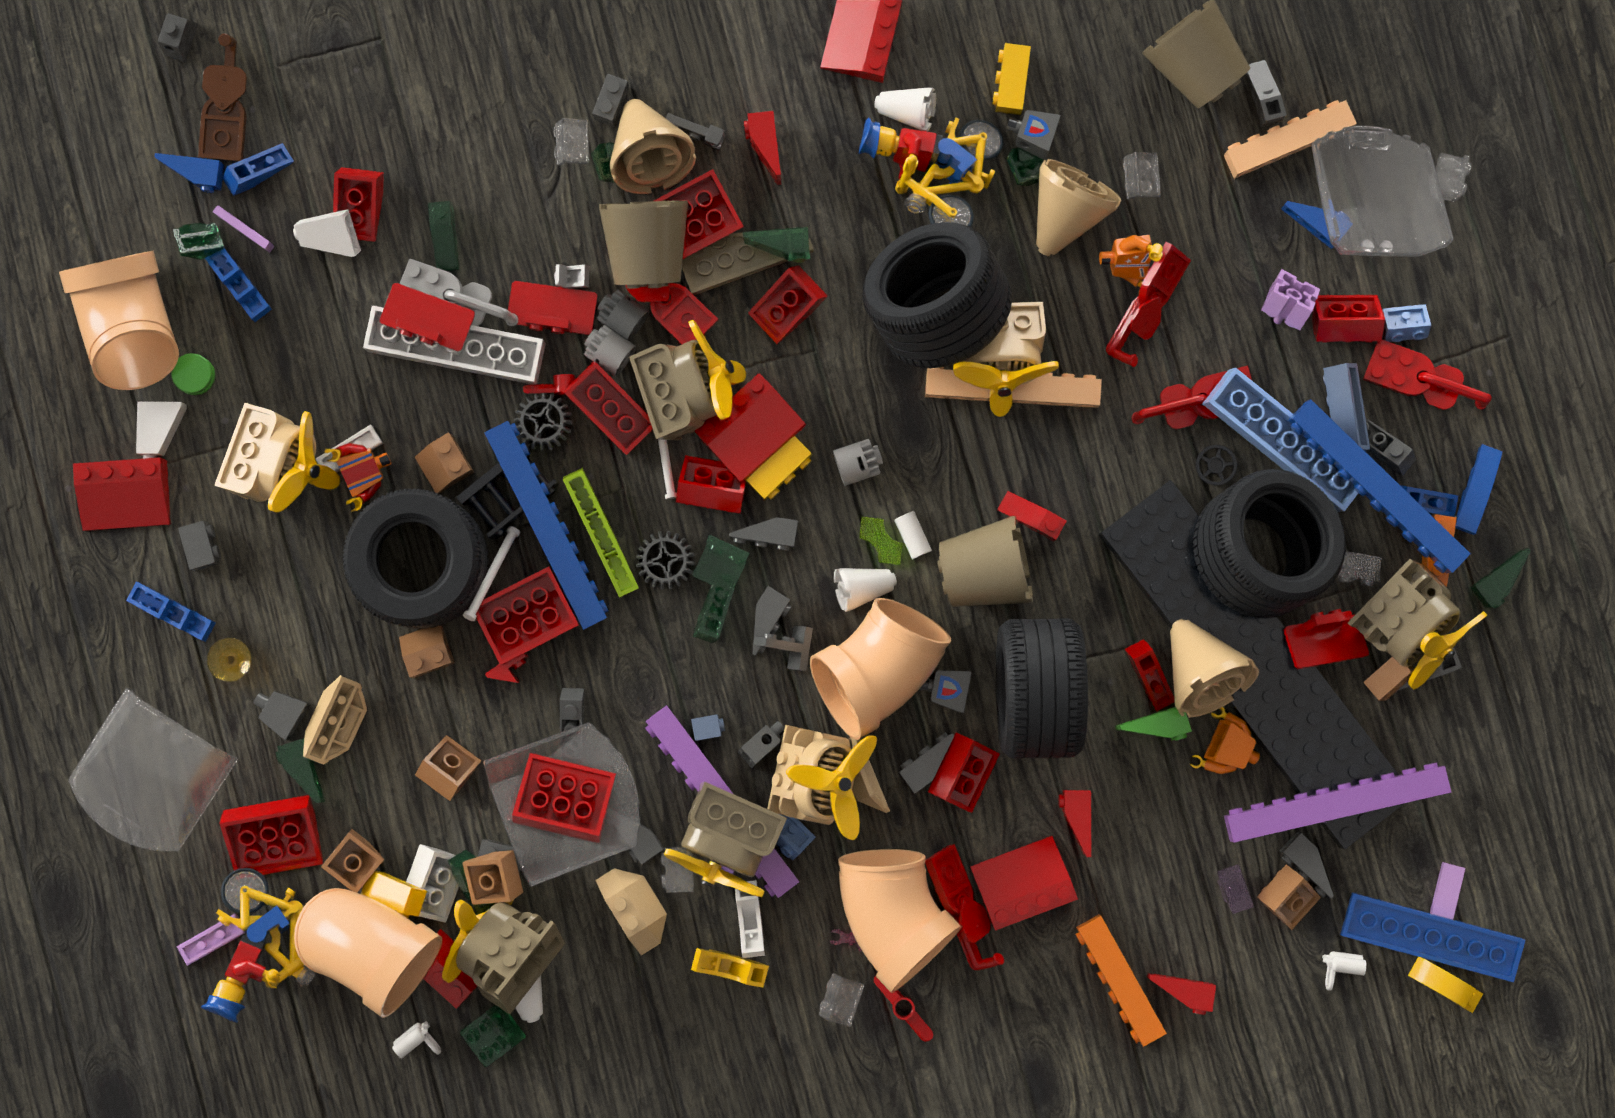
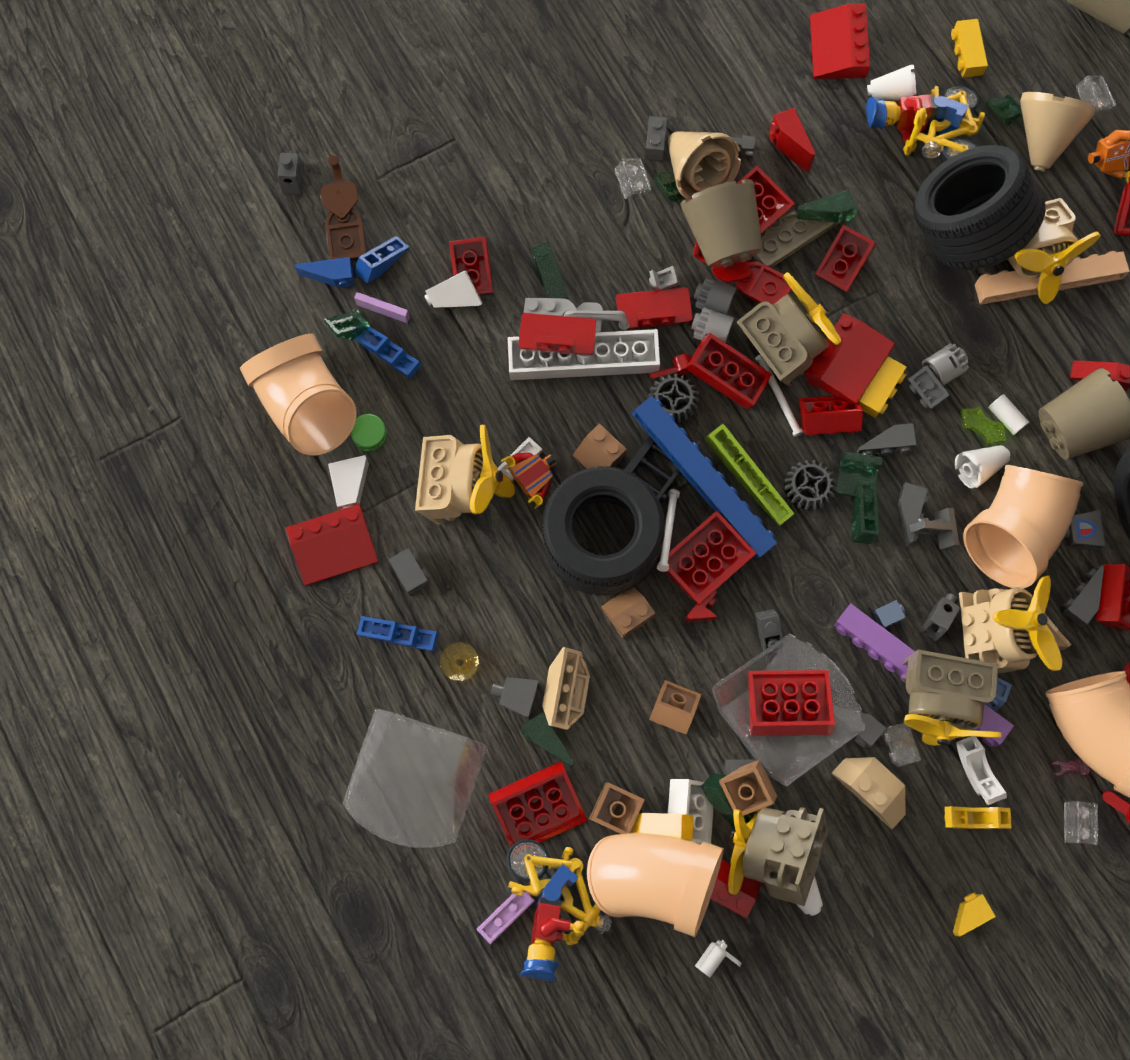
camera: 15 degrees left, 10 degrees down
(492, 1035) = (782, 936): clear green bracket -> none
(696, 1063) = (972, 913): none -> yellow slope
(828, 484) = (928, 388): none -> dark grey bracket
(1035, 132) = (1002, 81): dark grey torso -> none

